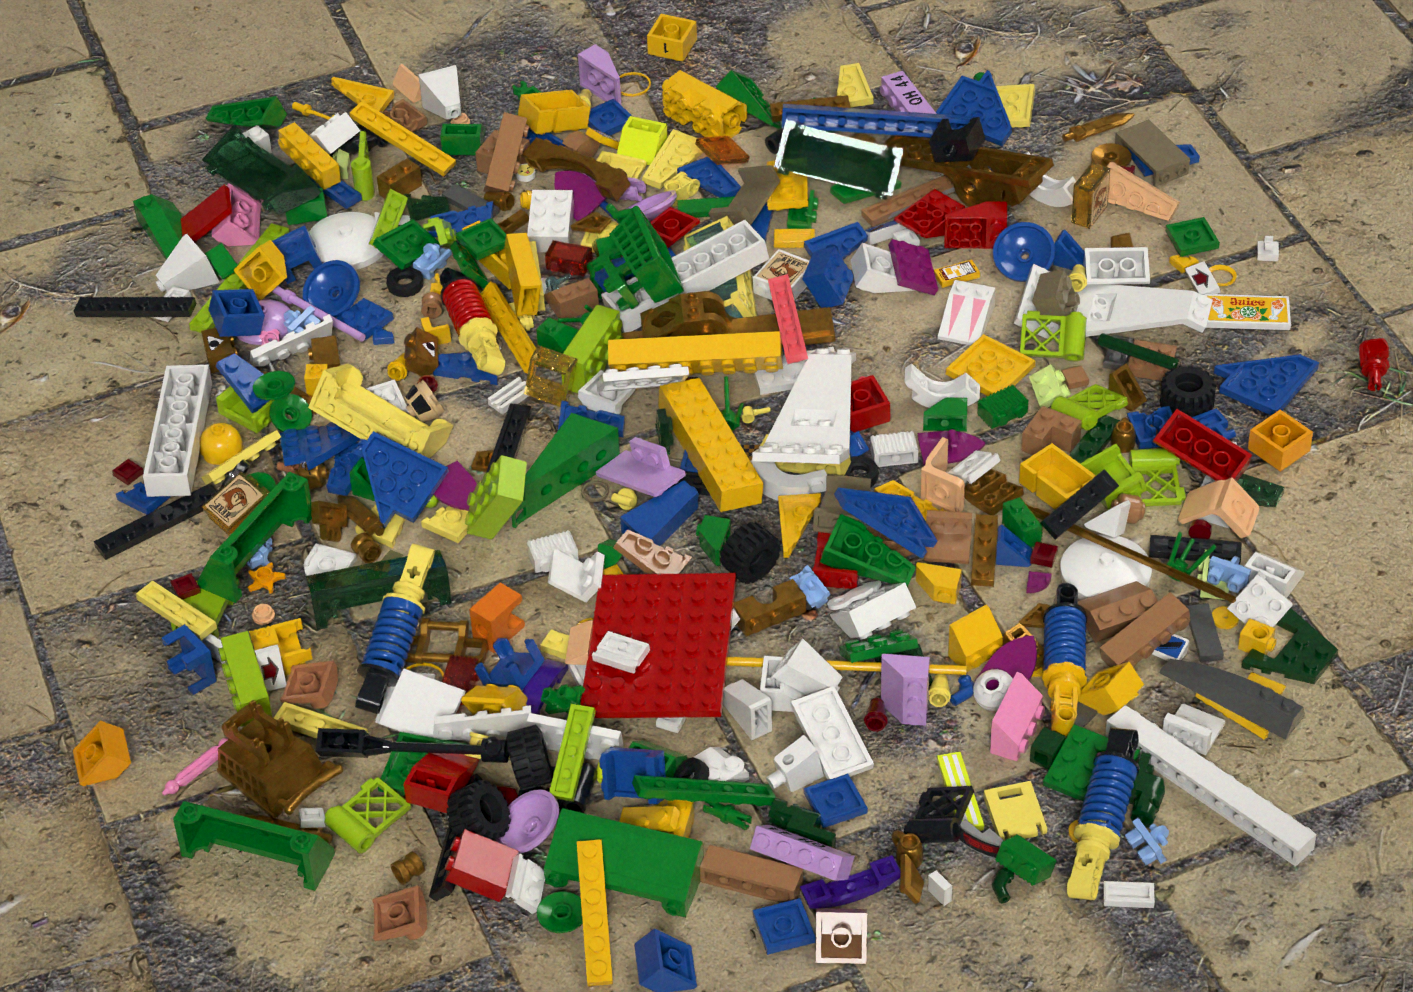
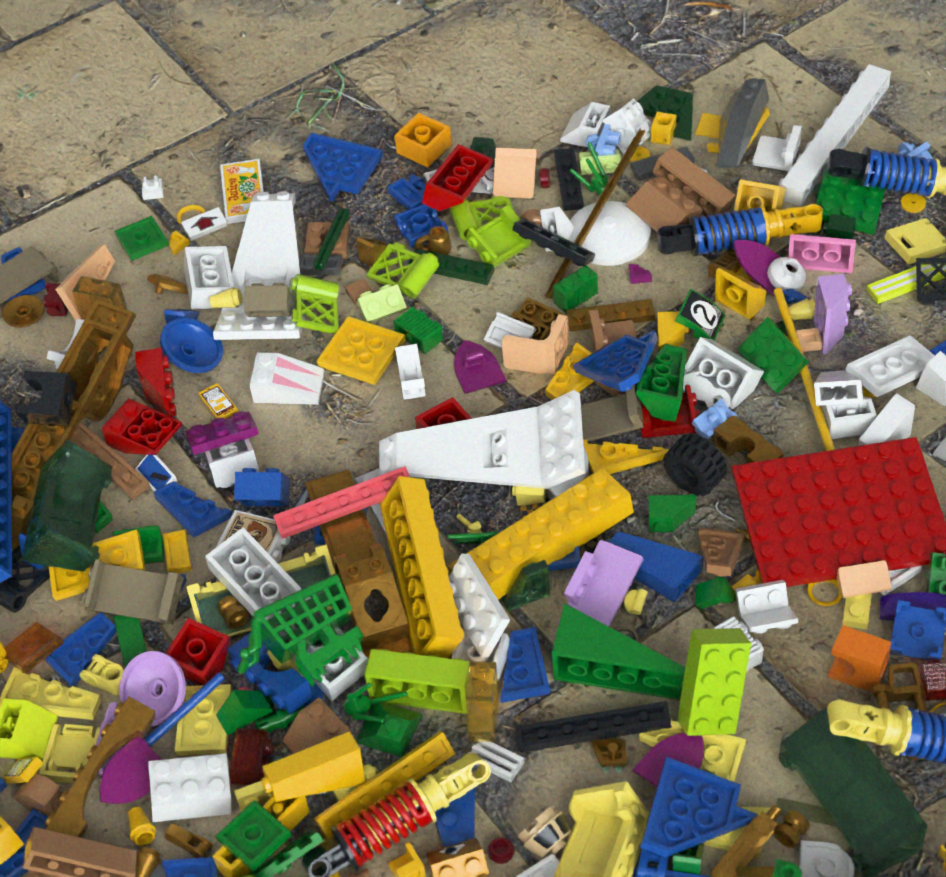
camera: 100 degrees left, 5 degrees up
(592, 223) = (190, 739): pearl gold piece -> none
(621, 652) = (880, 526): white plate -> none
(876, 715) = (848, 347): dark red cone -> none
(894, 449) = (498, 395): white brick -> none
(907, 236) = (173, 451): white plate -> none
(946, 415) = (439, 366): green slope -> none
(948, 602) = (700, 315): none -> slope
(1011, 549) = (610, 293): blue slope -> none
(1035, 616) = (684, 262): pearl gold piece -> none
(1044, 554) = (607, 271): dark red plate -> none
(1051, 427) = (446, 291): medium nougat brick -> none
(1053, 475) = (514, 270): yellow piece -> none
(1188, 390) = (373, 205): black tyre -> none
(1374, 361) = (308, 102): red piece -> none

